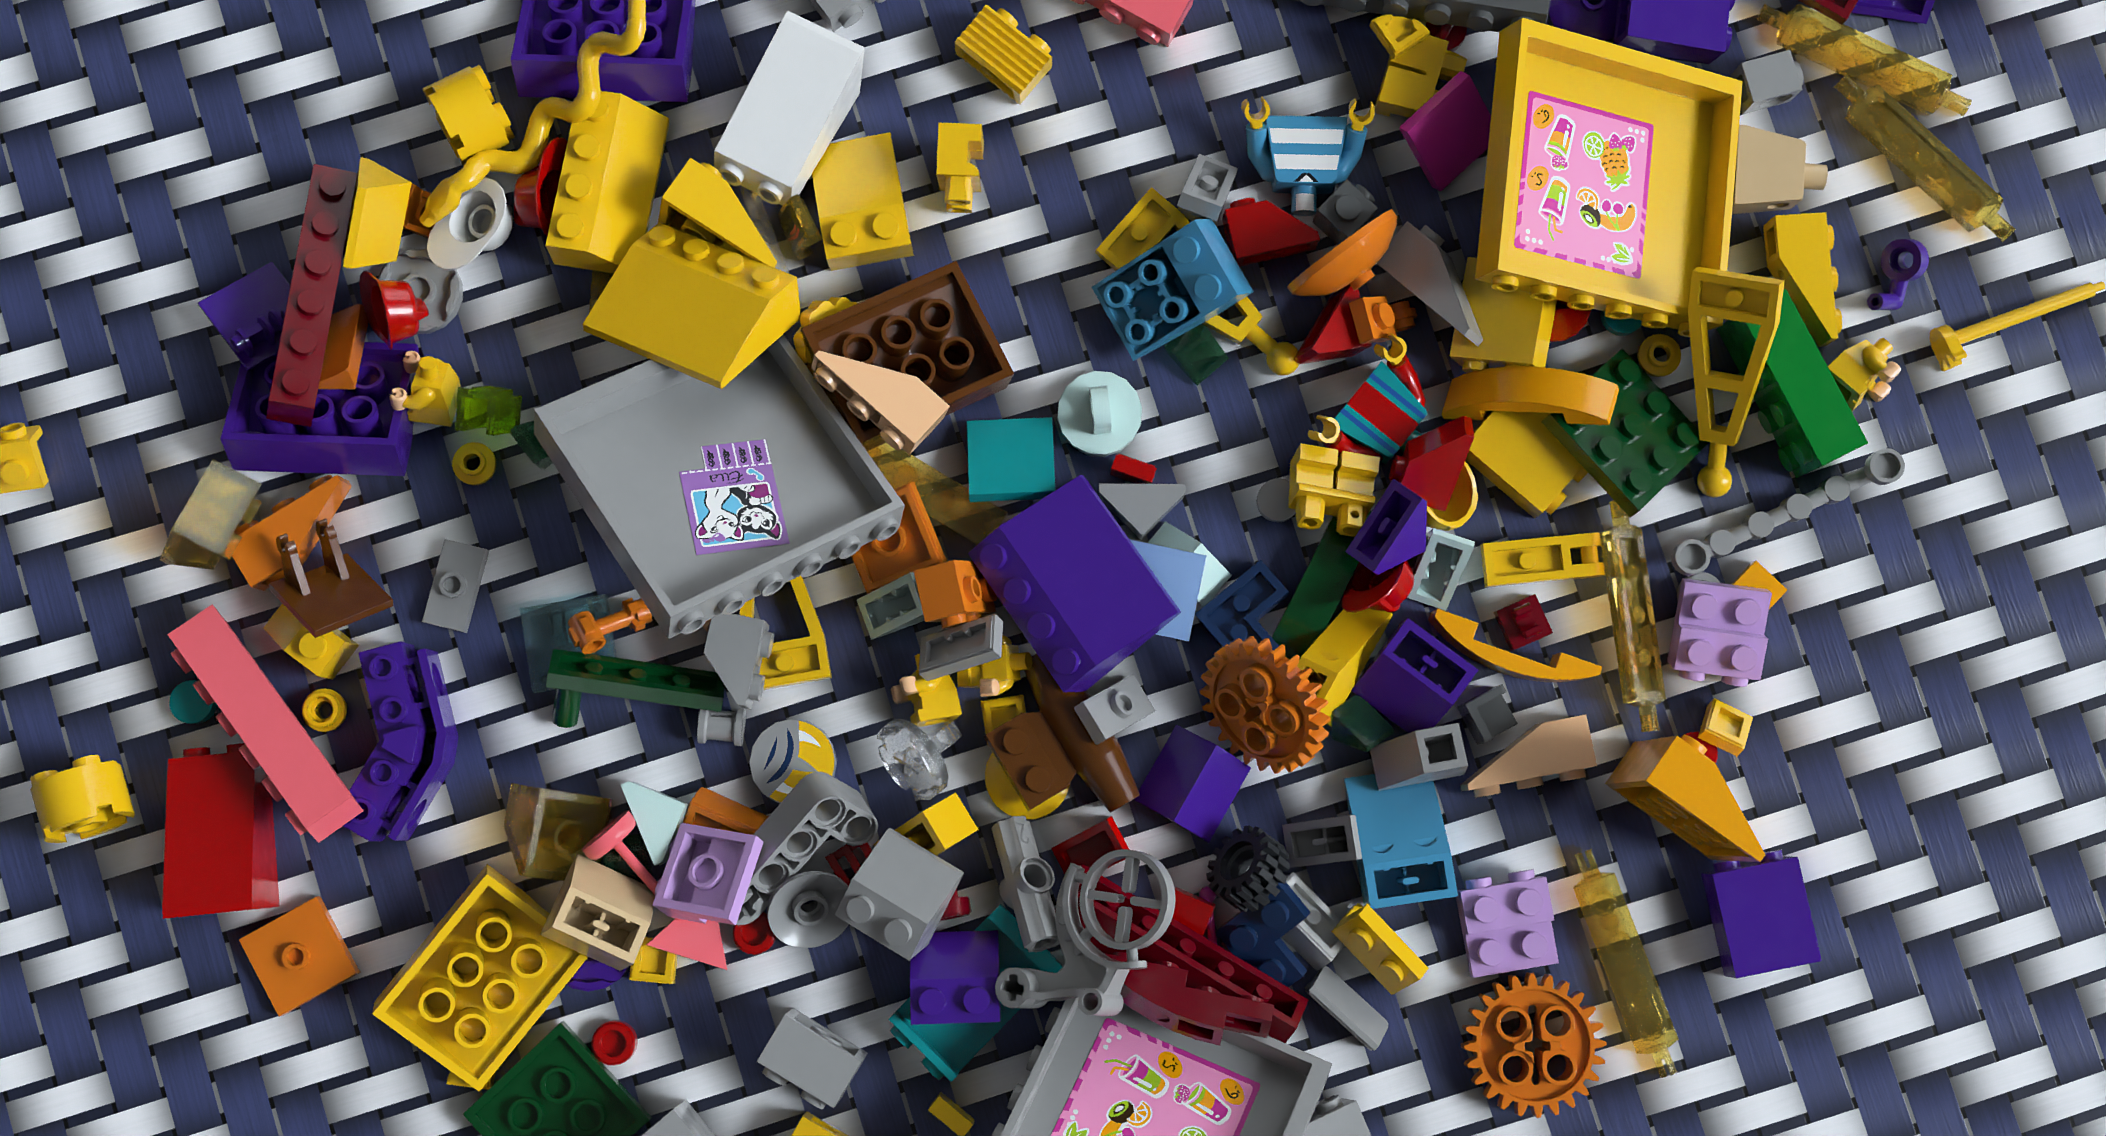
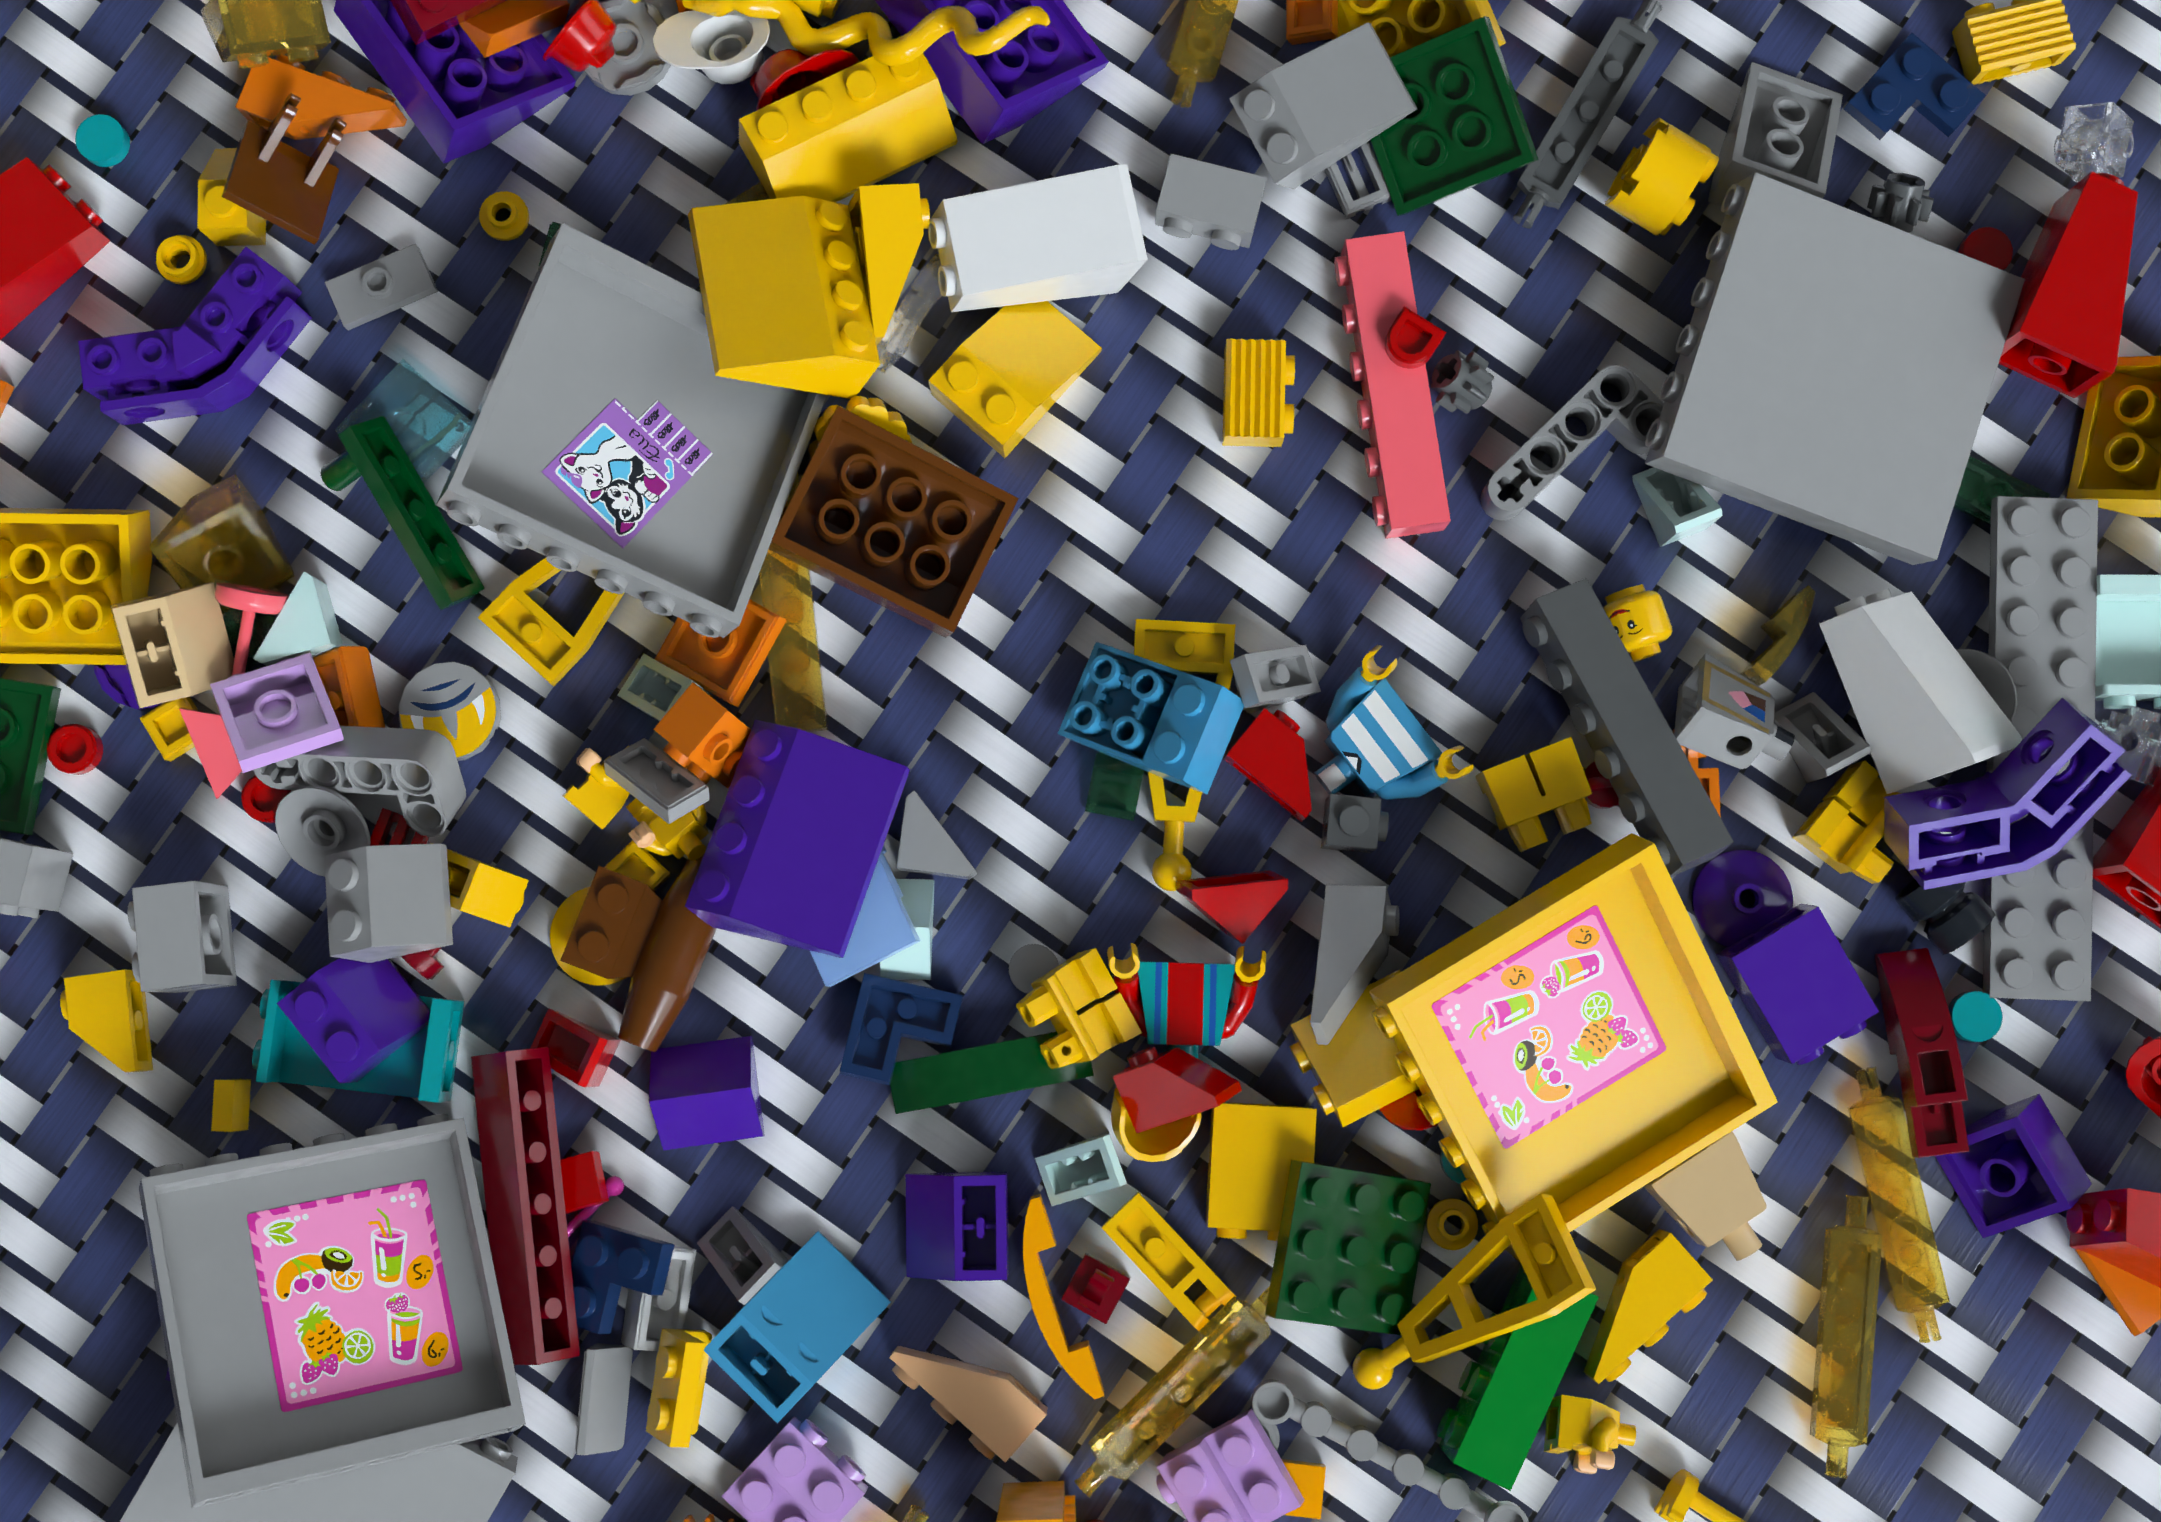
camera: 55 degrees right, 0 degrees up
(264, 723) = (116, 215): coral brick -> none
(432, 391) = (537, 127): yellow piece -> none
(487, 408) = (561, 188): clear neon green window -> none
(588, 632) = (423, 434): orange bar -> none
(721, 726) = (431, 622): light grey bush -> none
(736, 653) = (497, 585): light grey slope -> none
(798, 227) = (941, 333): clear yellow slope -> none
(890, 399) = (831, 541): light nougat slope -> none
(915, 757) = (530, 817): clear tile -> none
(955, 173) = (1110, 429): yellow hips -> none
(1010, 459) = (878, 692): teal tile -> none
(1026, 883) = (470, 1031): light grey piece -> none
(1086, 970) = (437, 1131): light grey piece -> none
(1099, 413) = (987, 741): light aqua tile -> none
(1114, 709) = (714, 967): light grey plate -> none
(1132, 470) = (955, 813): red tile -> none
(1194, 1012) = (471, 1217): dark red slope -> none
(1264, 704) = (820, 1103): orange gear -> none
(1266, 862) = (658, 1205): black tyre -> none
(1342, 654) = (920, 1138): yellow slope -> none
(1348, 261) = (1302, 861): orange dish -> none
(1359, 724) = (875, 1207): clear green slope -> none
(1376, 318) = (1273, 929): orange plate -> none
(1377, 591) = (1025, 1121): red piece -> none
(1392, 530) = (1074, 1097): dark purple slope -> none
(1398, 33) = (1560, 740): yellow tile -> none
(1419, 757) = (884, 1286): light grey slope -> none
(1449, 131) = (1505, 858): dark pink tile -> none
(1487, 715) = (980, 1321): dark grey panel -> none
(1532, 389) = (1313, 1130): light orange slope -> none
(1768, 81) = (1800, 1127): light grey brick -> none
(1895, 268) = (1714, 1396): dark purple plate -> none

